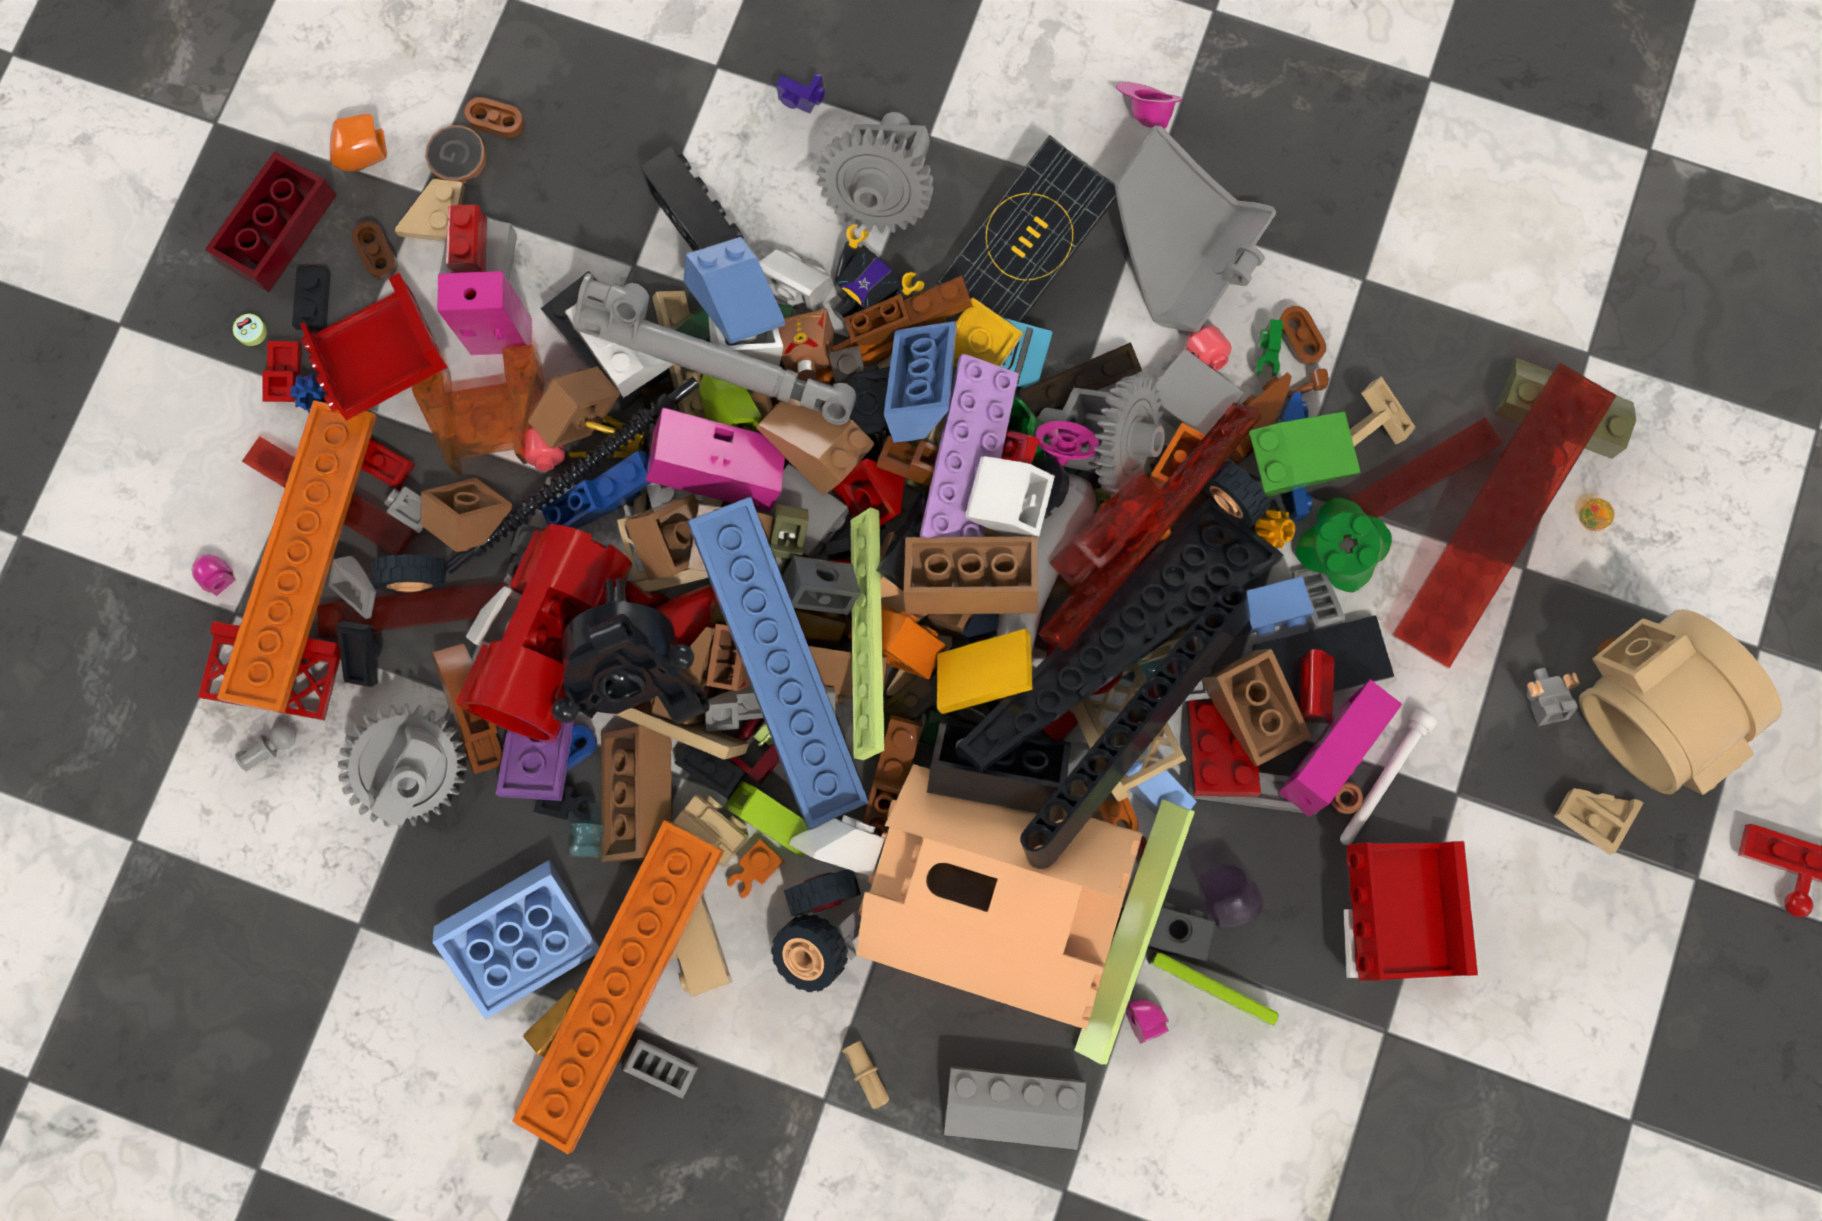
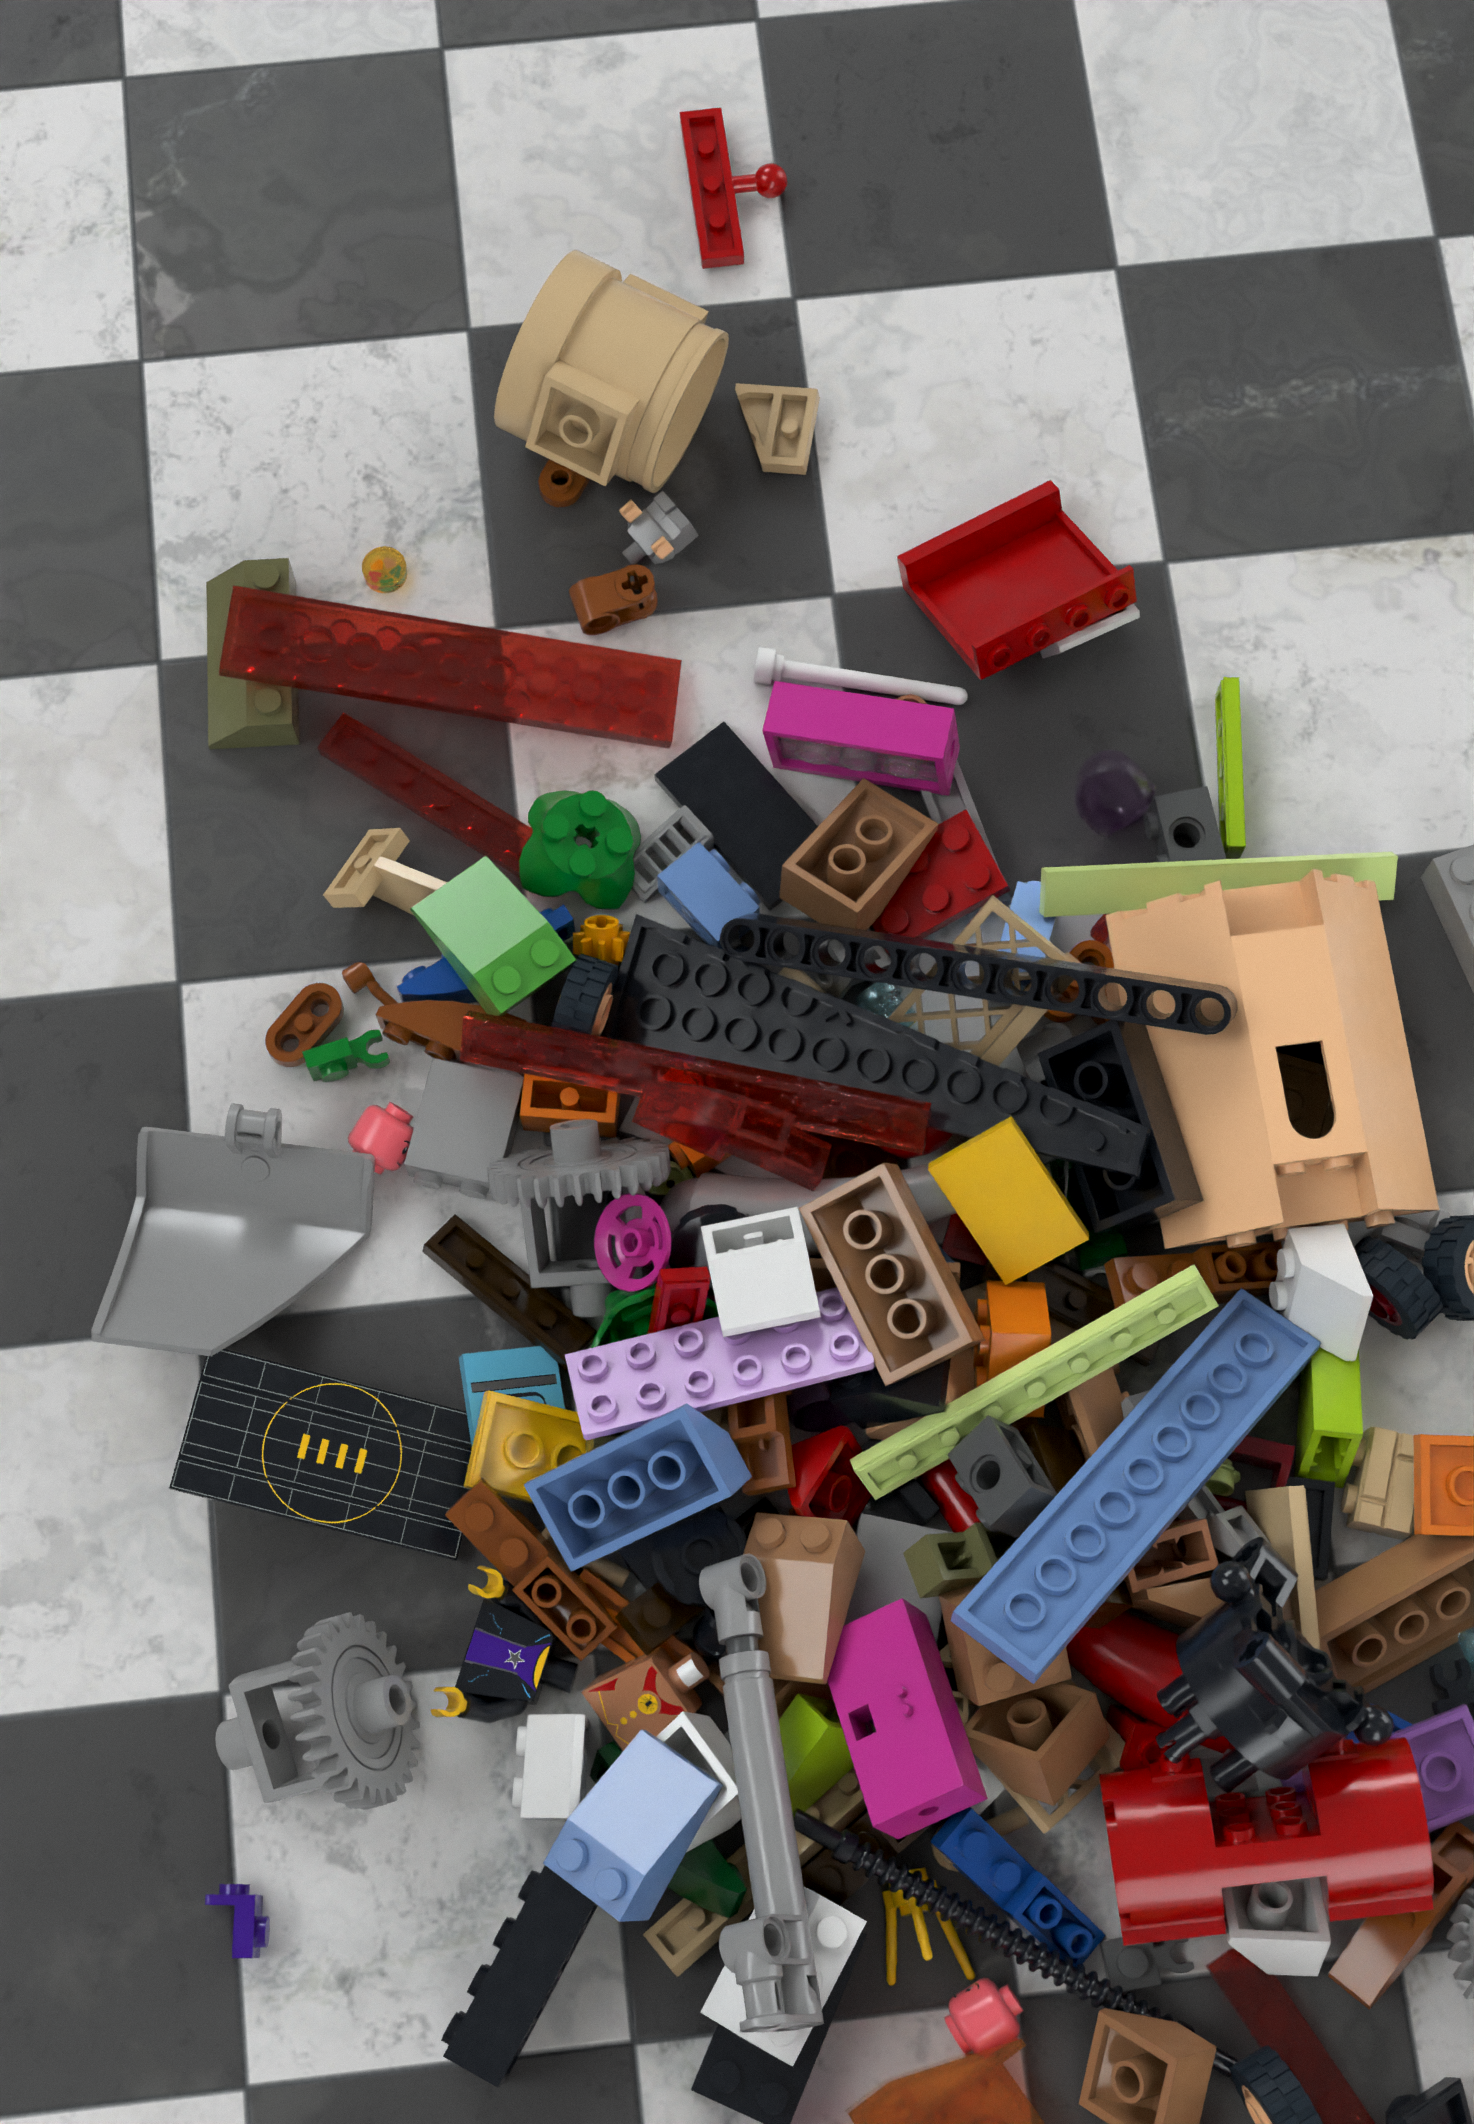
camera: 120 degrees left, 5 degrees down
(570, 403) = (914, 1993): medium nougat brick -> none
(759, 865) = (1392, 1401): orange plate -> none
(1146, 1019) = (1311, 828): dark pink piece -> none
(1148, 104) = (35, 1382): dark pink piece -> none
(1316, 686) = (794, 802): red tile -> none
(1512, 640) = (610, 601): none -> dark orange piece

